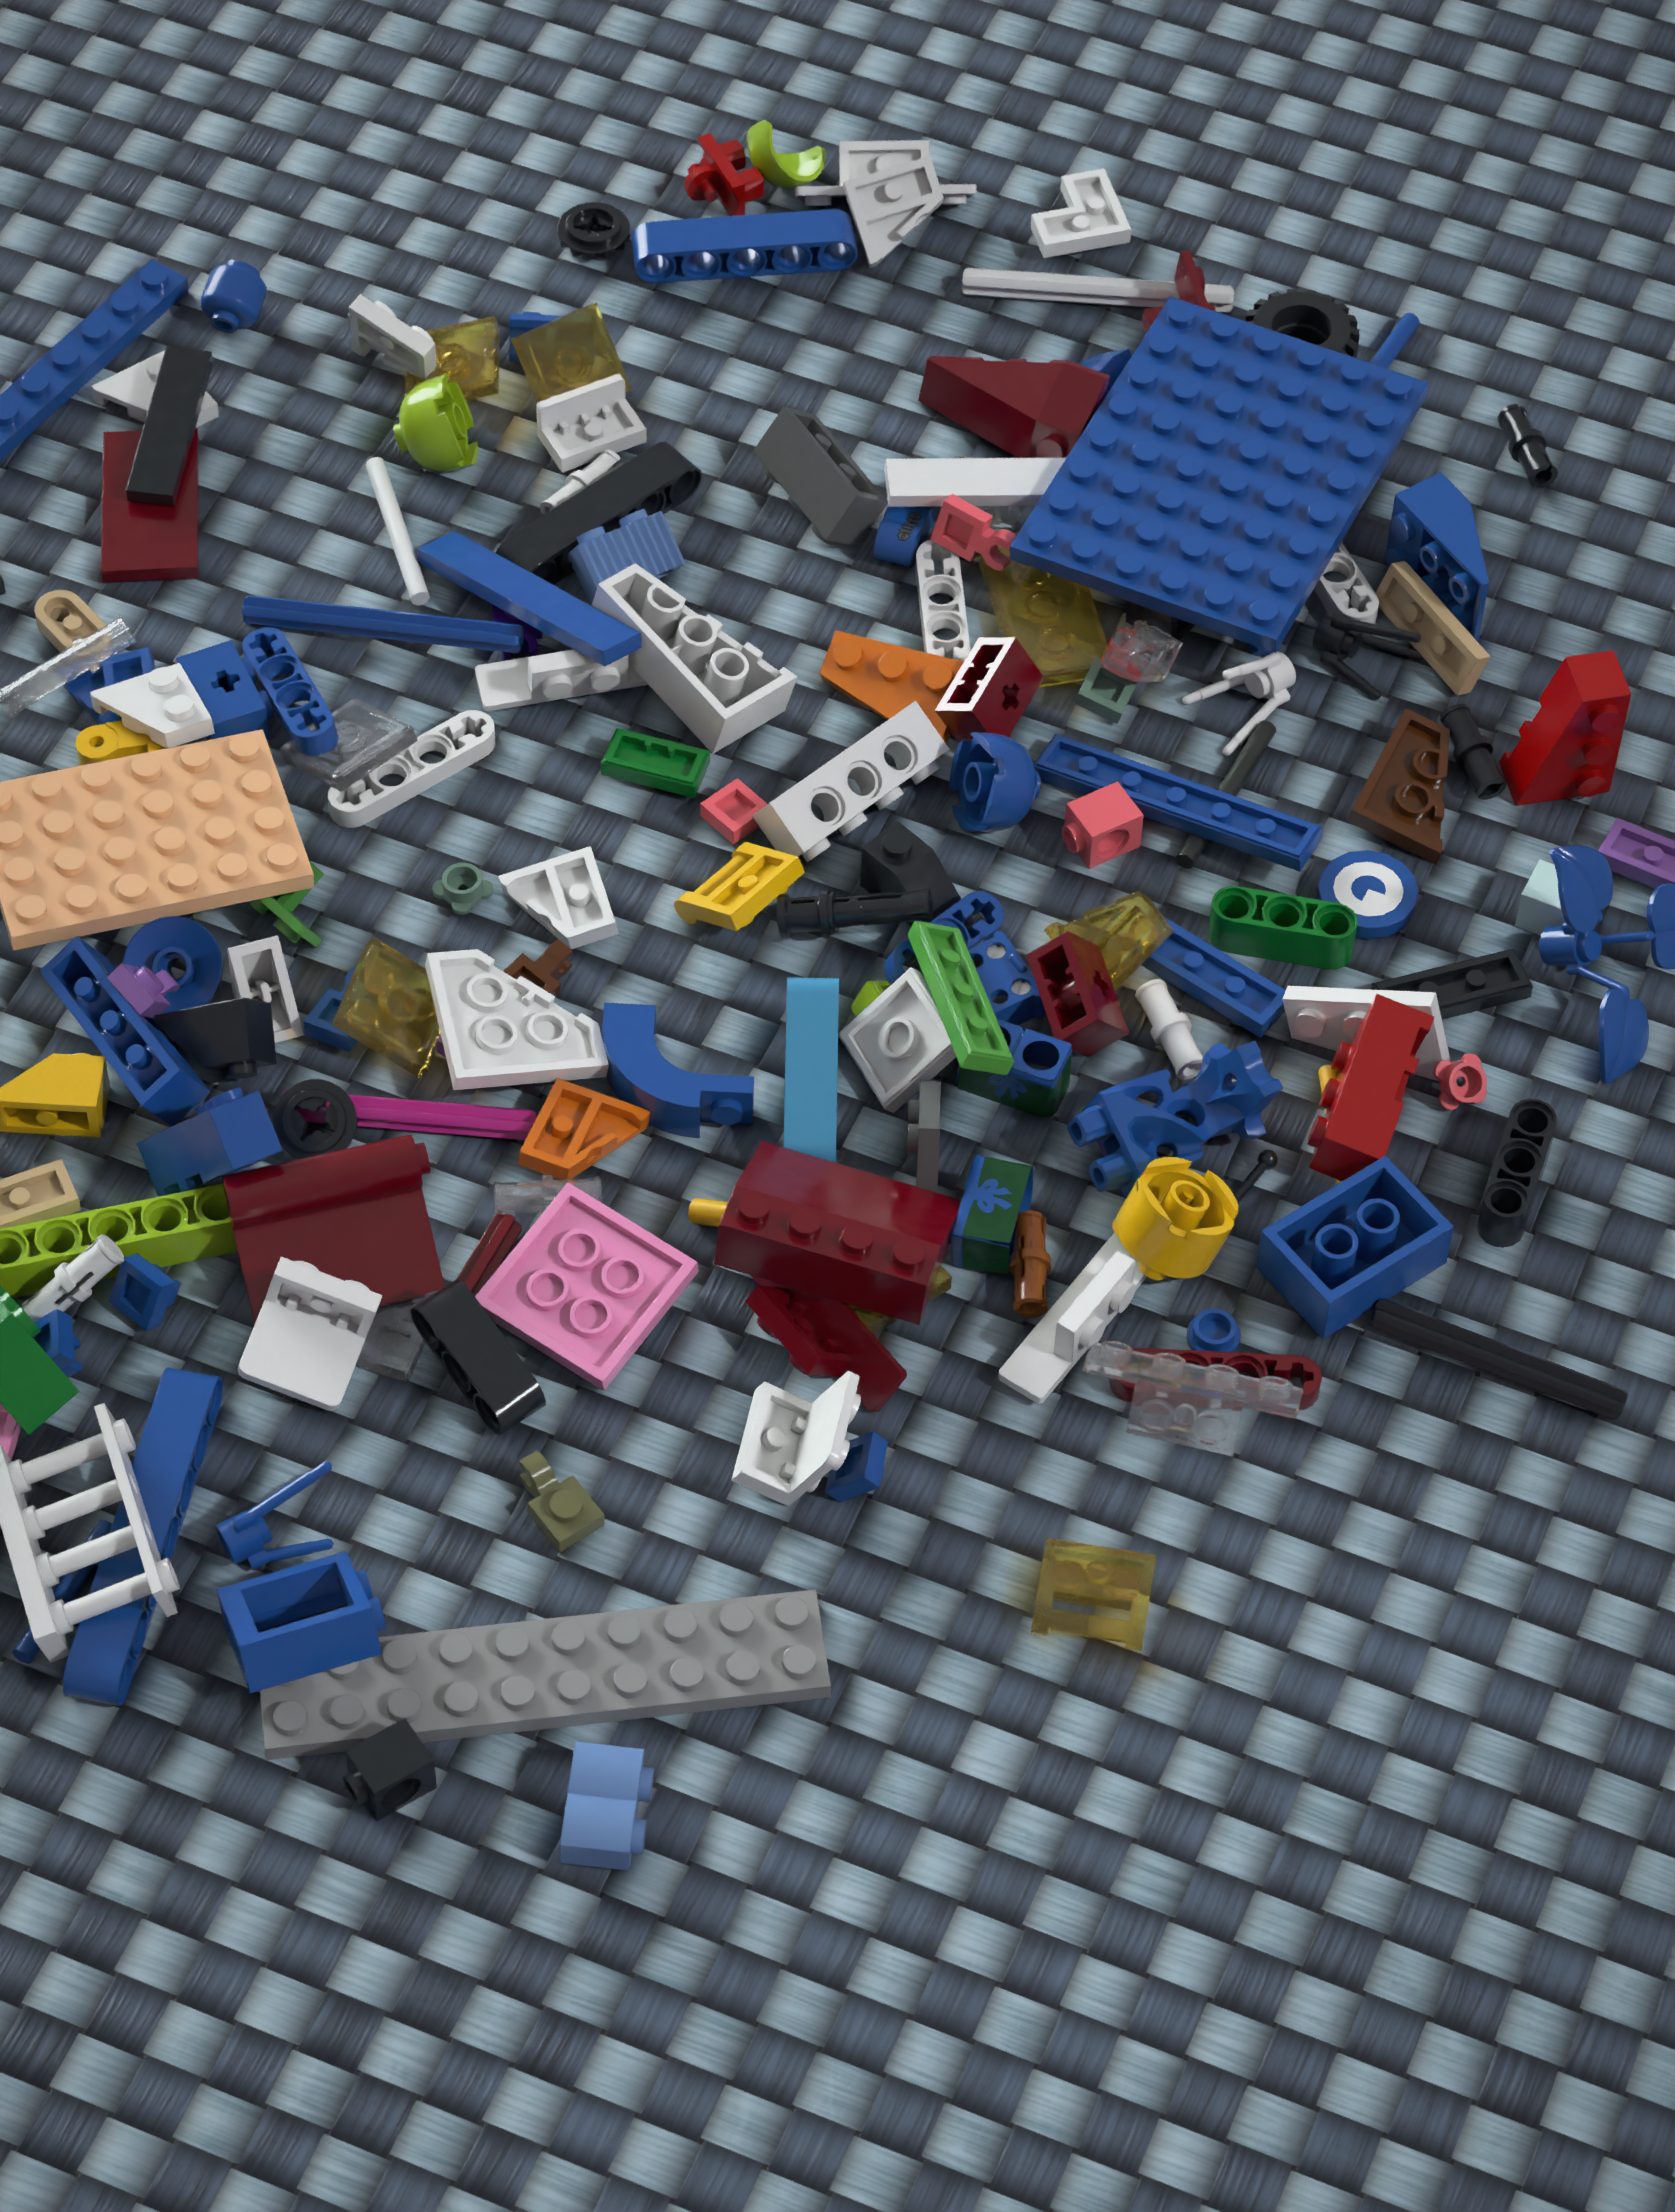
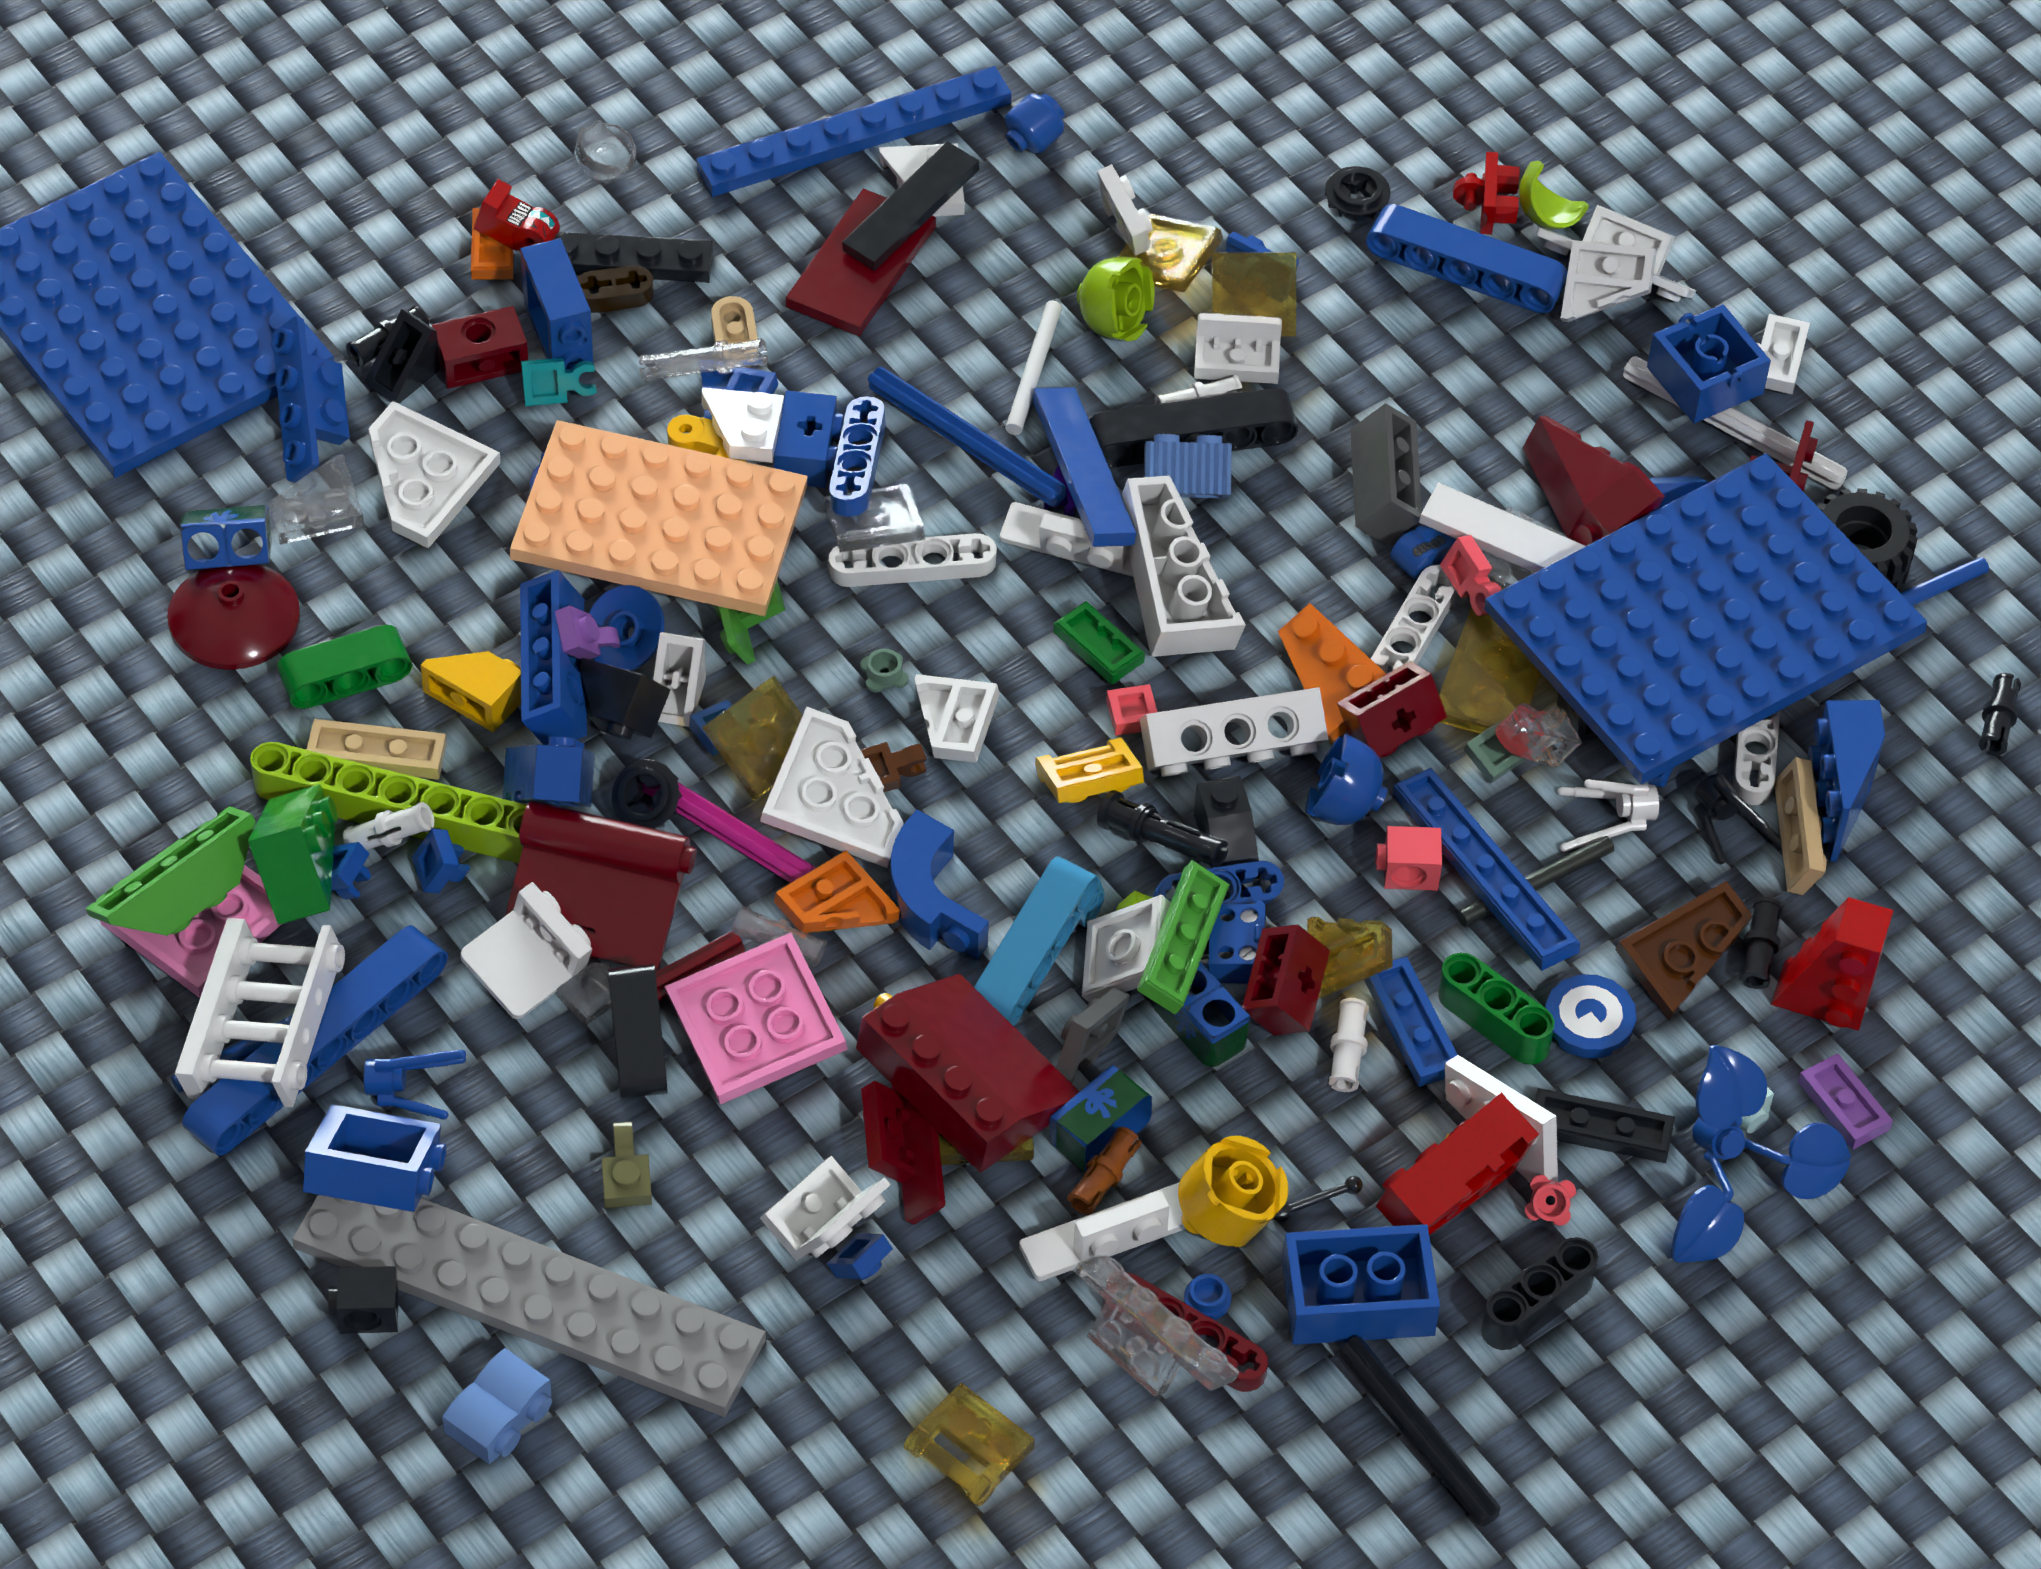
camera: 30 degrees right, 0 degrees up
(1051, 240) = (1708, 363): none -> blue brick
(1132, 1131) = (1338, 1116): blue hips -> none

